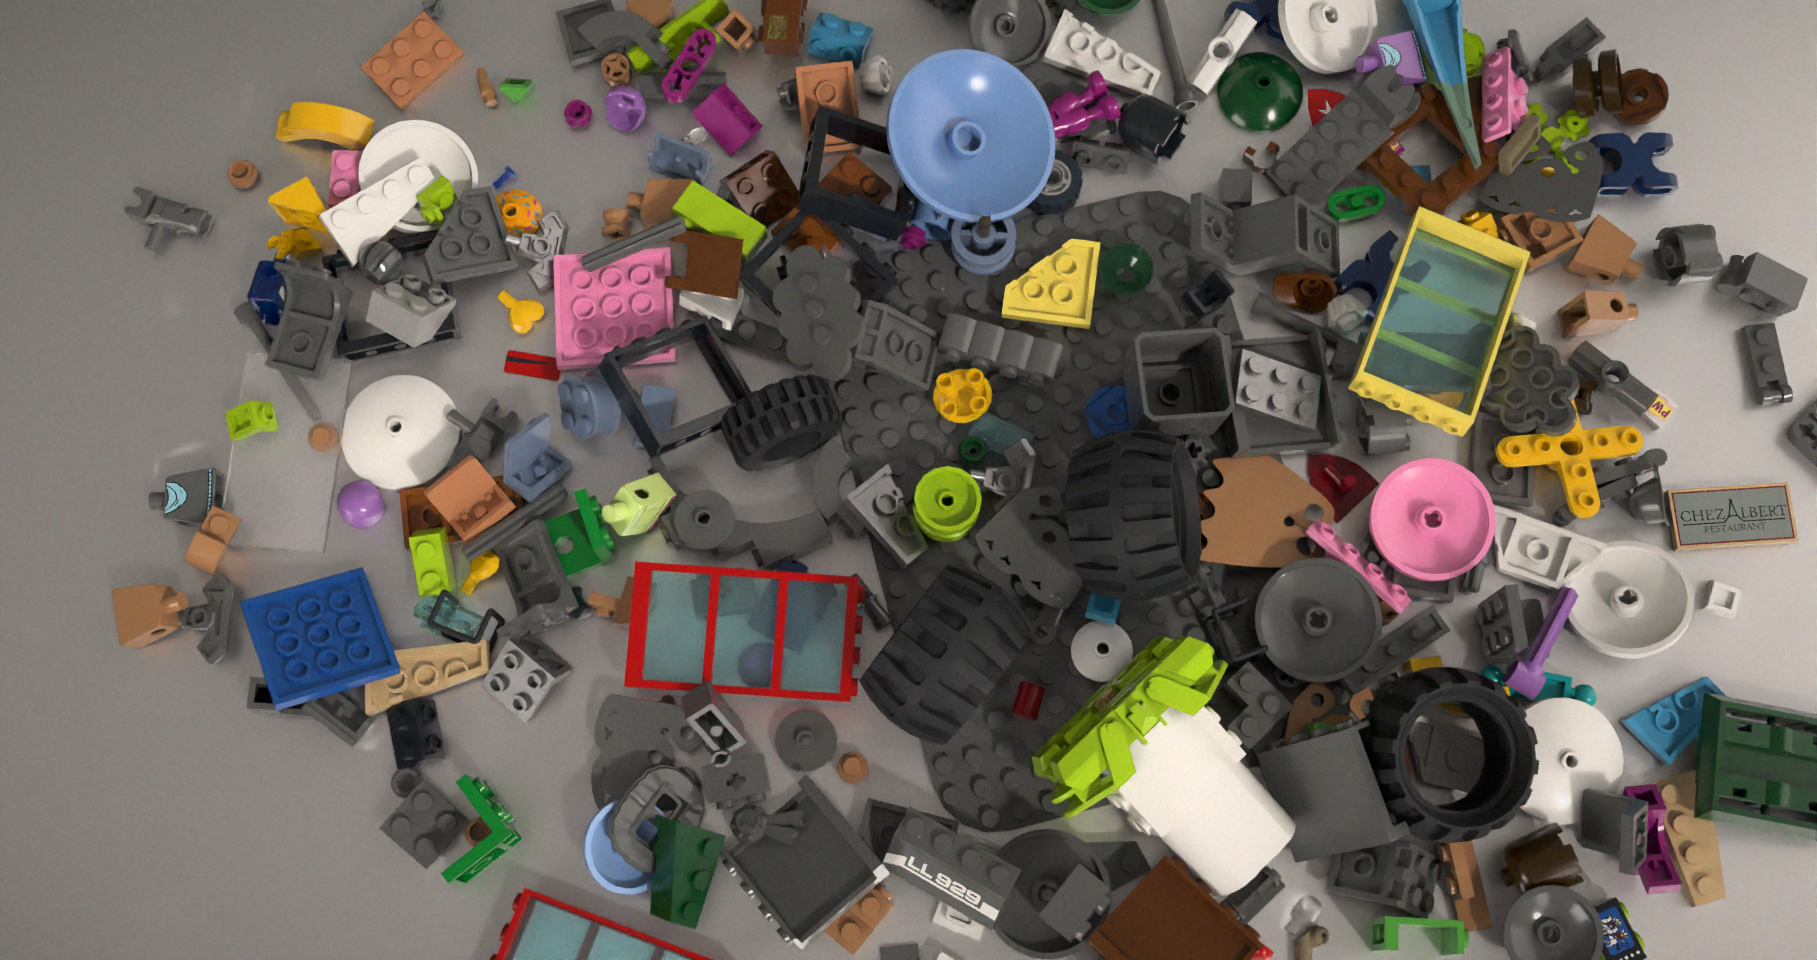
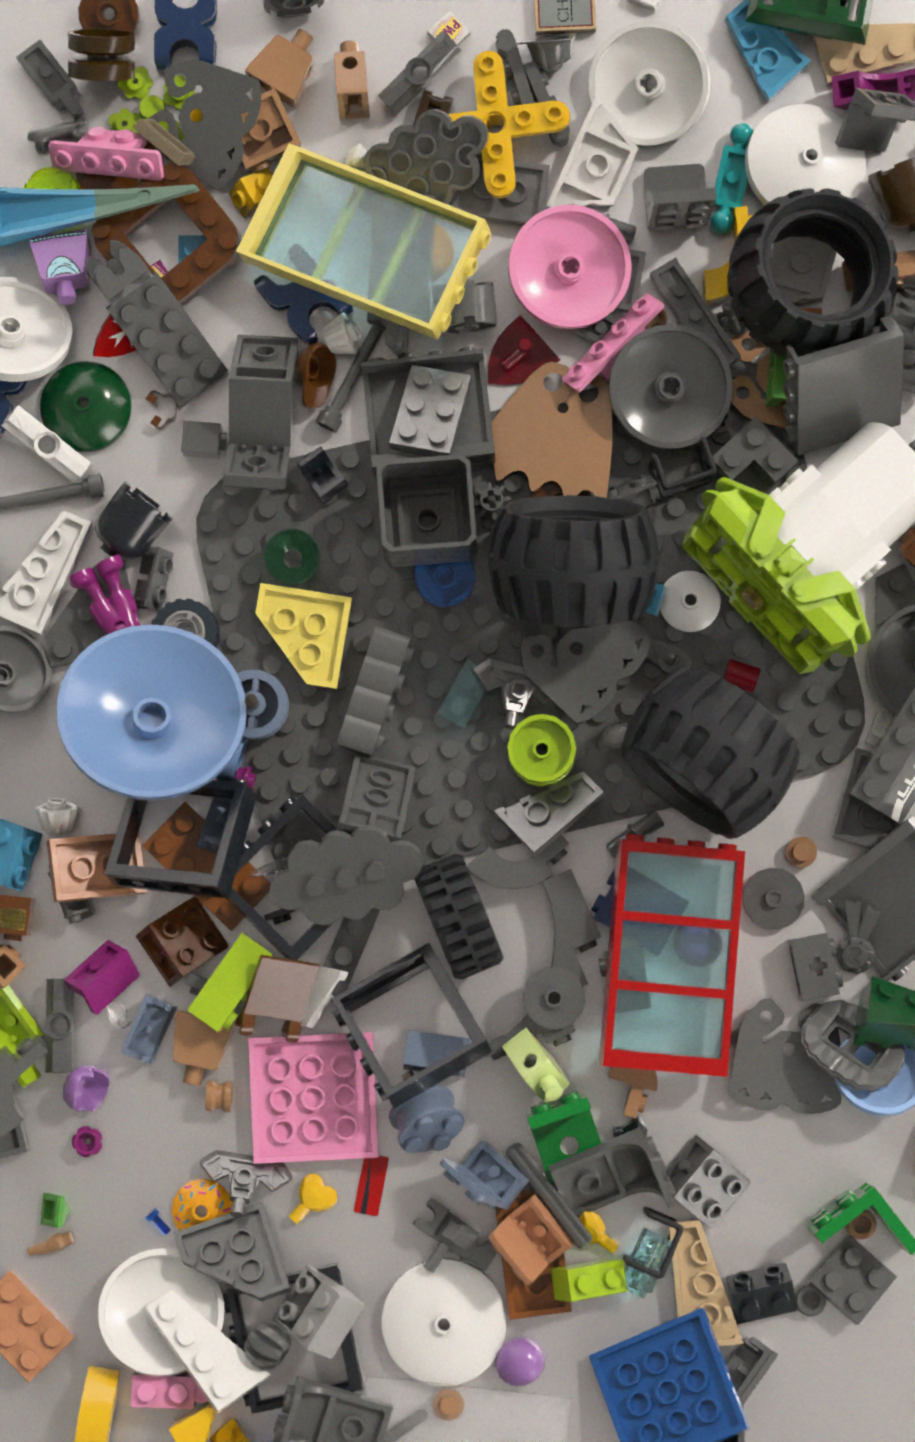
camera: 90 degrees left, 10 degrees up
(436, 199) = (190, 1291): lime bracket -> none
(613, 64) = (31, 1101): medium nougat wheel -> none
(633, 243) = (253, 1073): dark grey axle -> none
(689, 53) = (30, 998): magenta beam -> none
(714, 722) = (764, 986): dark grey hinge -> none
(962, 395) = (422, 732): yellow dish -> none
(976, 444) = (482, 715): dark green plate -> none
(1353, 202) = (219, 316): green plate -> none
(1527, 674) = (728, 185): medium lavender axle -> none

